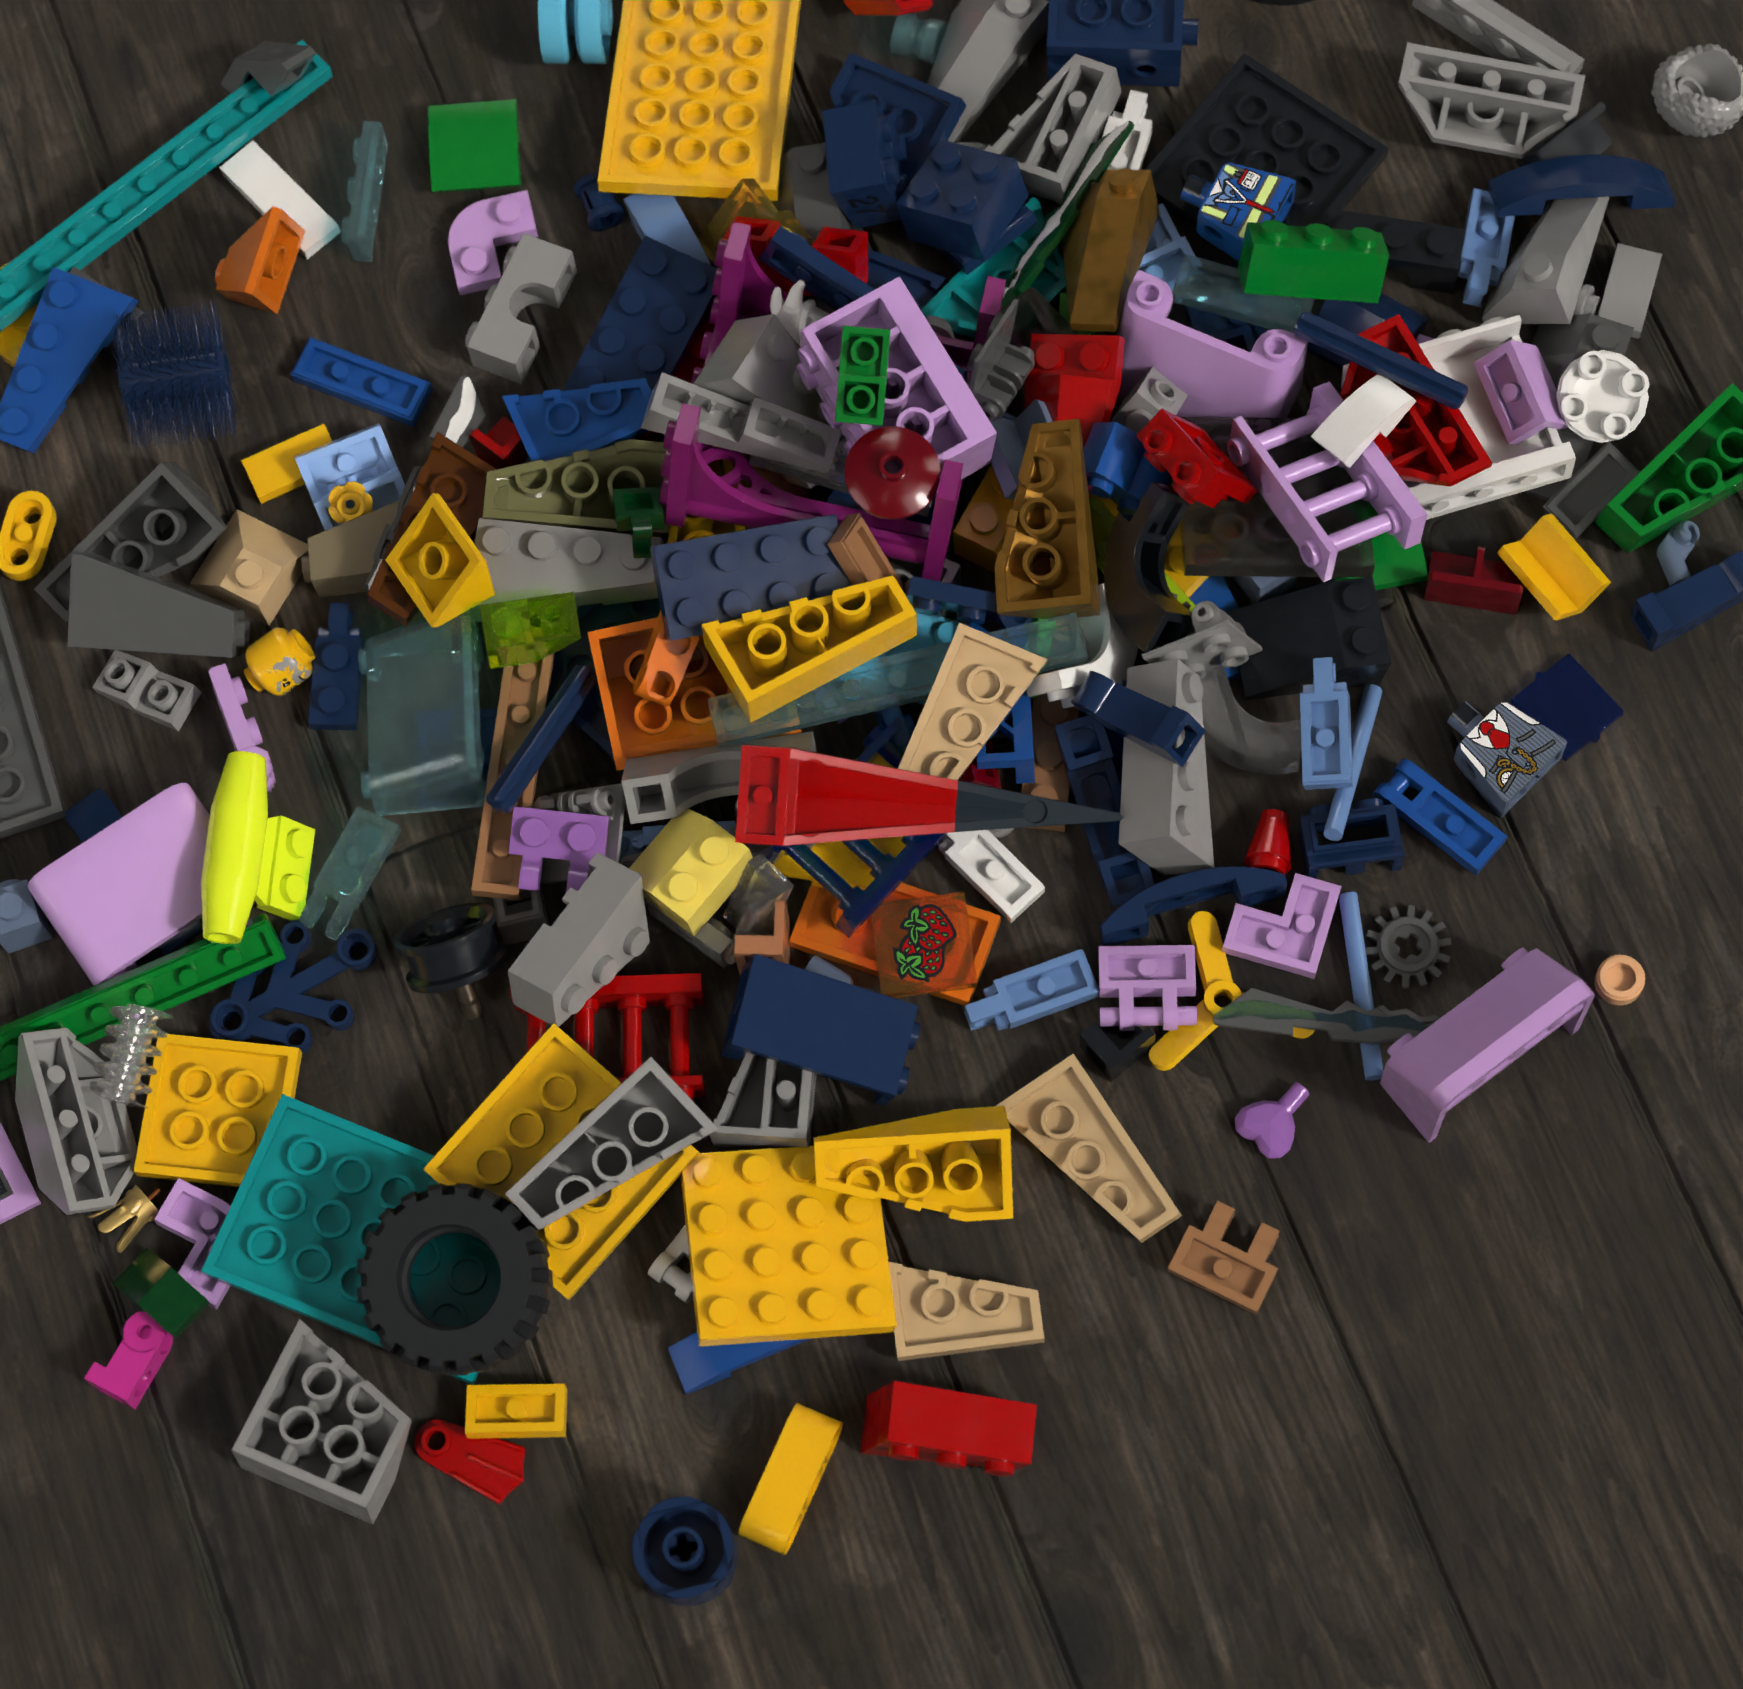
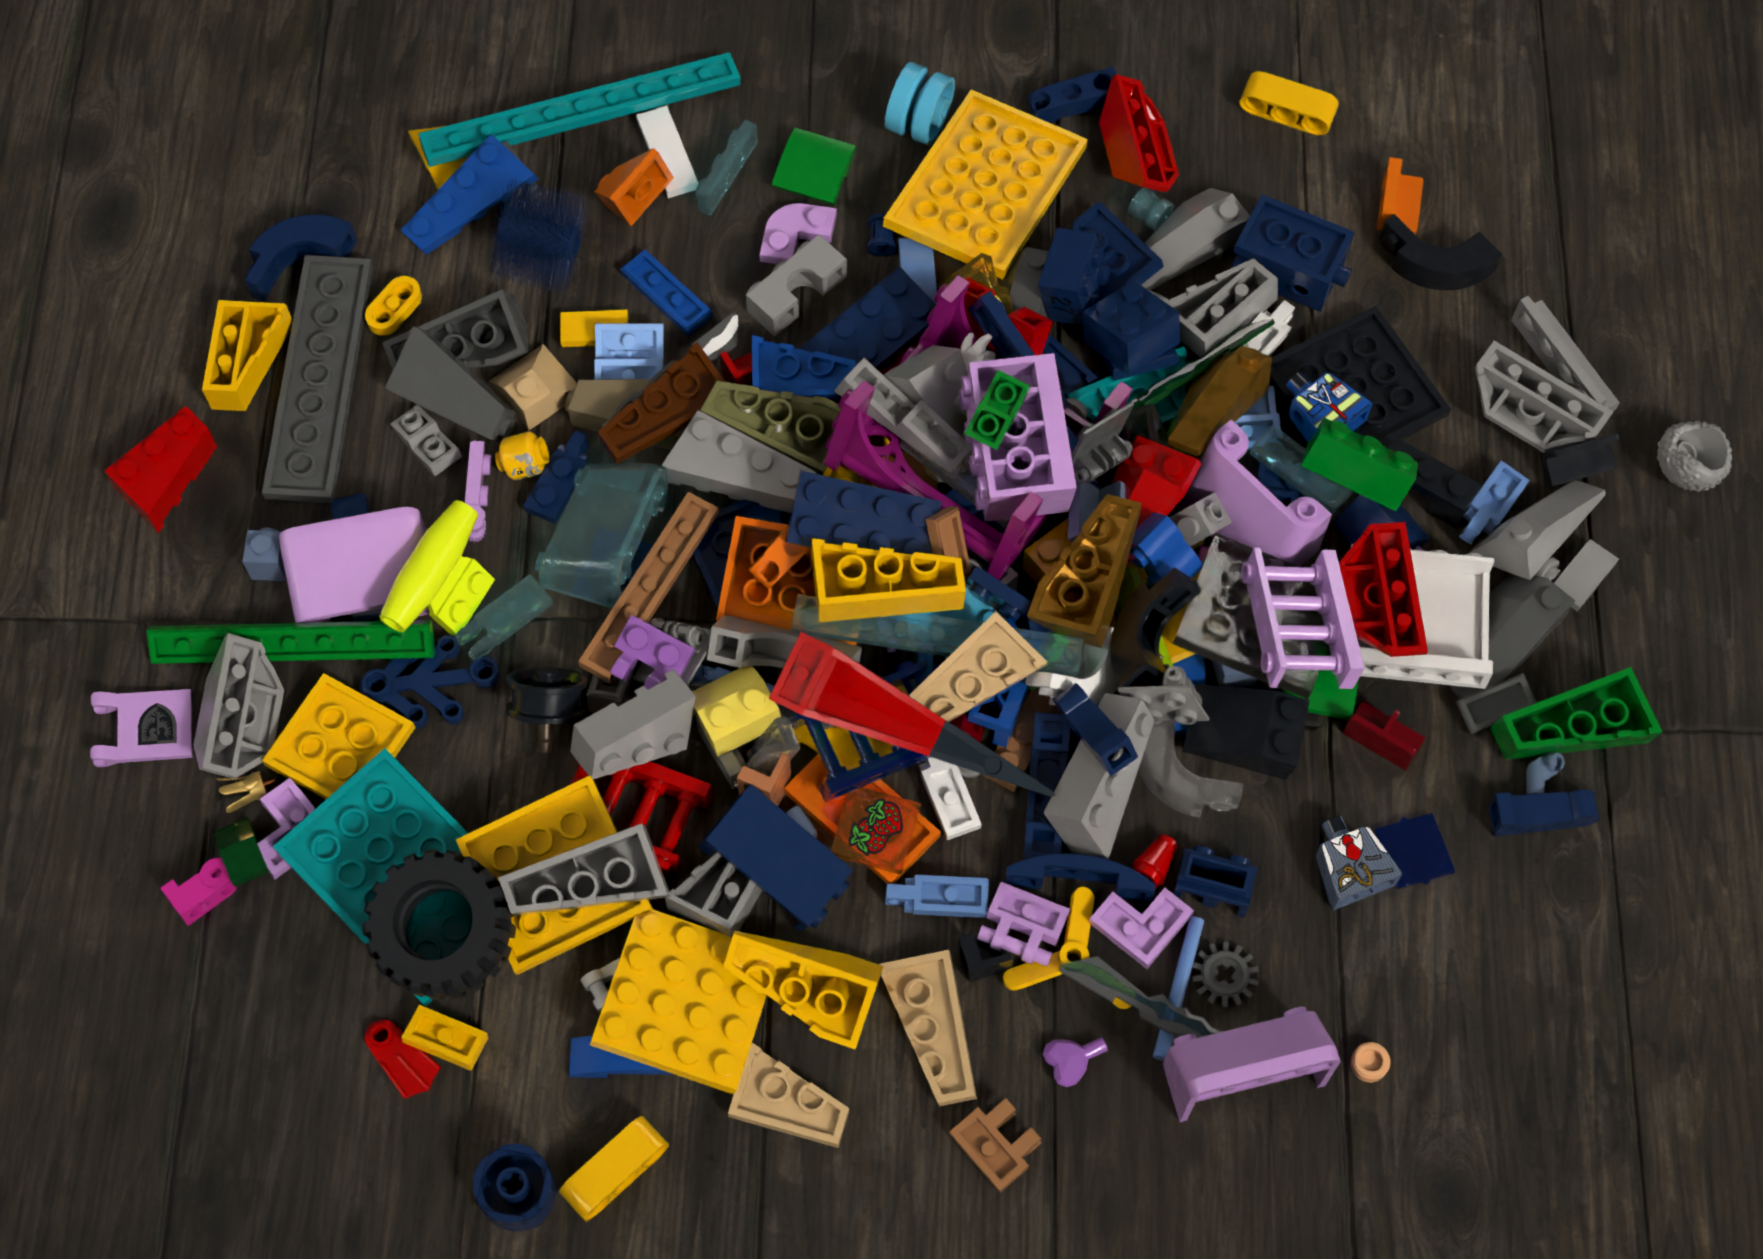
camera: 15 degrees right, 5 degrees down
(129, 1054) = (295, 678): clear piece -> none
(271, 64) = (699, 59): dark grey slope -> none
(324, 1430) = (305, 993): light grey wedge -> none
(350, 491) = (622, 360): yellow plate -> none
(440, 564) = (654, 430): yellow slope -> none
(529, 628) = (696, 497): clear neon green slope -> none
(541, 739) = (672, 577): dark blue axle -> none
(640, 513) = (808, 449): dark green plate -> none
(886, 493) = (987, 501): dark red dish -> none
(948, 1428) = (741, 1180): red wedge -> none
(1194, 461) = (1212, 565): red plate -> none
(1325, 730) = (1228, 793): medium blue hinge -> none
(1359, 742) = (1239, 826): medium blue bar -> none
(1361, 417) = (1352, 580): white slope -> none
(1380, 360) = (1377, 548): dark blue axle -> none
(1442, 817) = (1289, 891): blue plate -> none
(1519, 390) = (1473, 612): lavender panel -> none
(1555, 568) = (1446, 748): yellow panel -> none
(1579, 176) = (1538, 474): dark blue slope -> none
(1602, 396) = (1531, 639): white dish -> none

